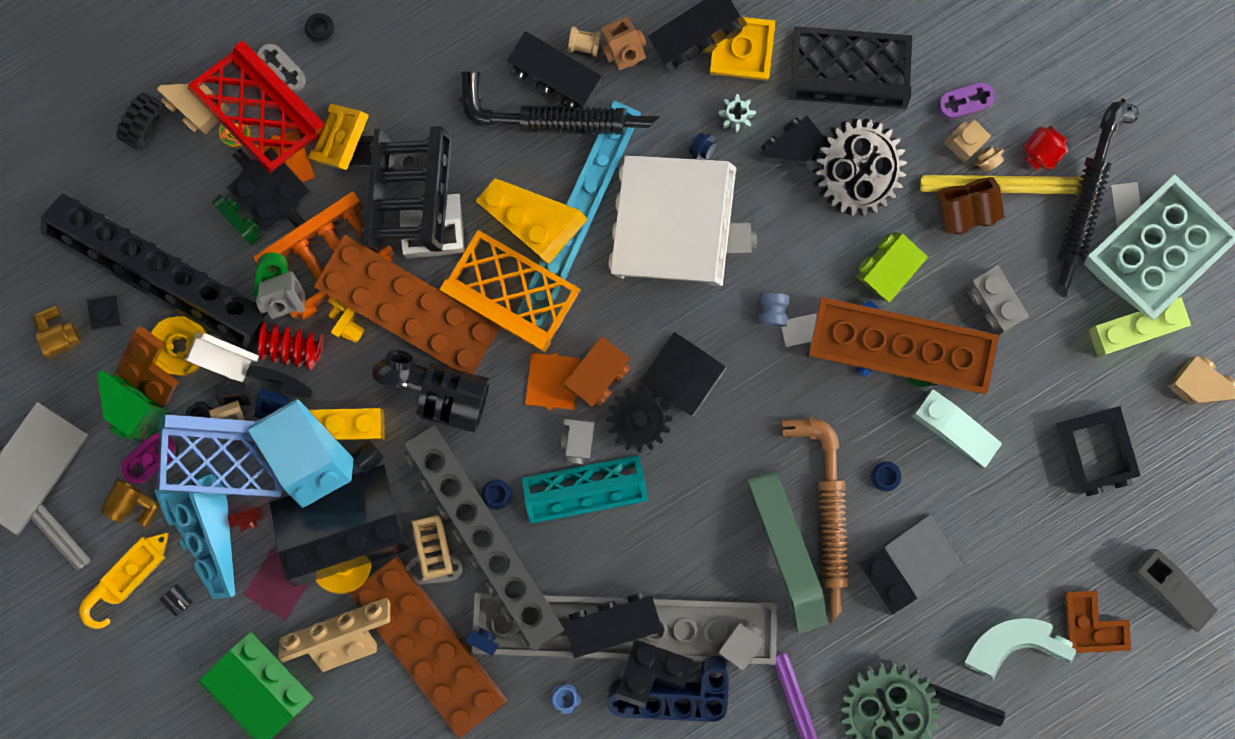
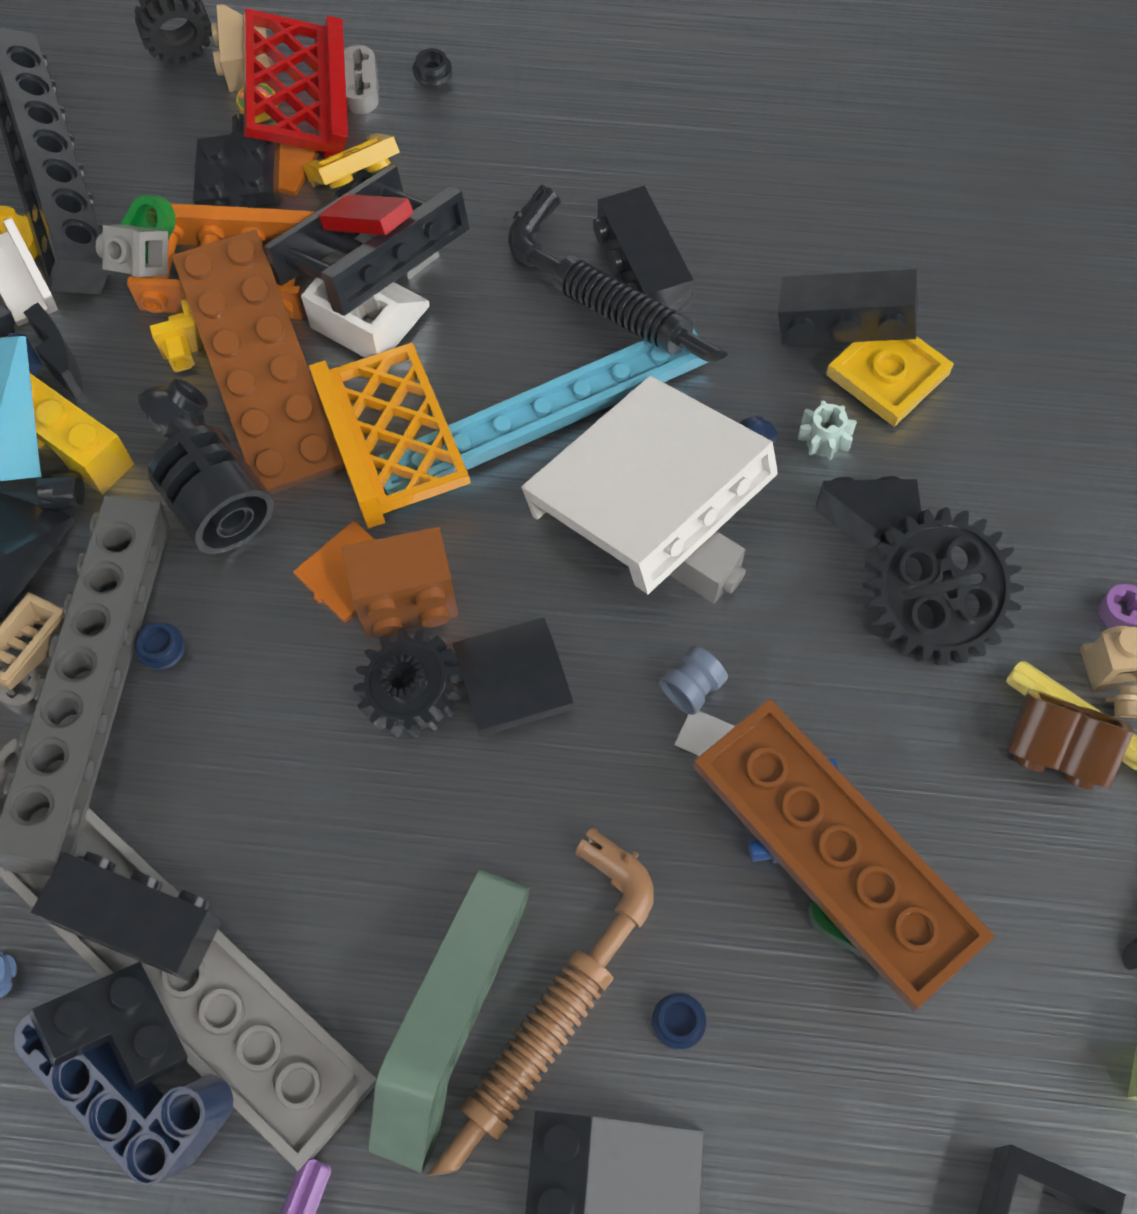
camera: 40 degrees right, 20 degrees down
(228, 208) = (175, 159): dark green plate -> none
(289, 347) = (98, 317): red piece -> none
(403, 182) = (366, 214): none -> red tile
(532, 218) = (484, 367): yellow wedge -> none
(577, 441) = (312, 654): light grey brick -> none
(584, 42) = (703, 247): tan bush -> none
(585, 494) = (259, 726): teal fence -> none
(623, 43) = (748, 255): medium nougat brick -> none
(741, 644) = (268, 1092): light grey brick -> none
(855, 90) = (996, 497): black fence -> none
(891, 266) = (897, 736): lime brick -> none
(956, 427) = (835, 1031): light aqua slope -> none
(997, 300) = (1024, 893): light grey brick -> none

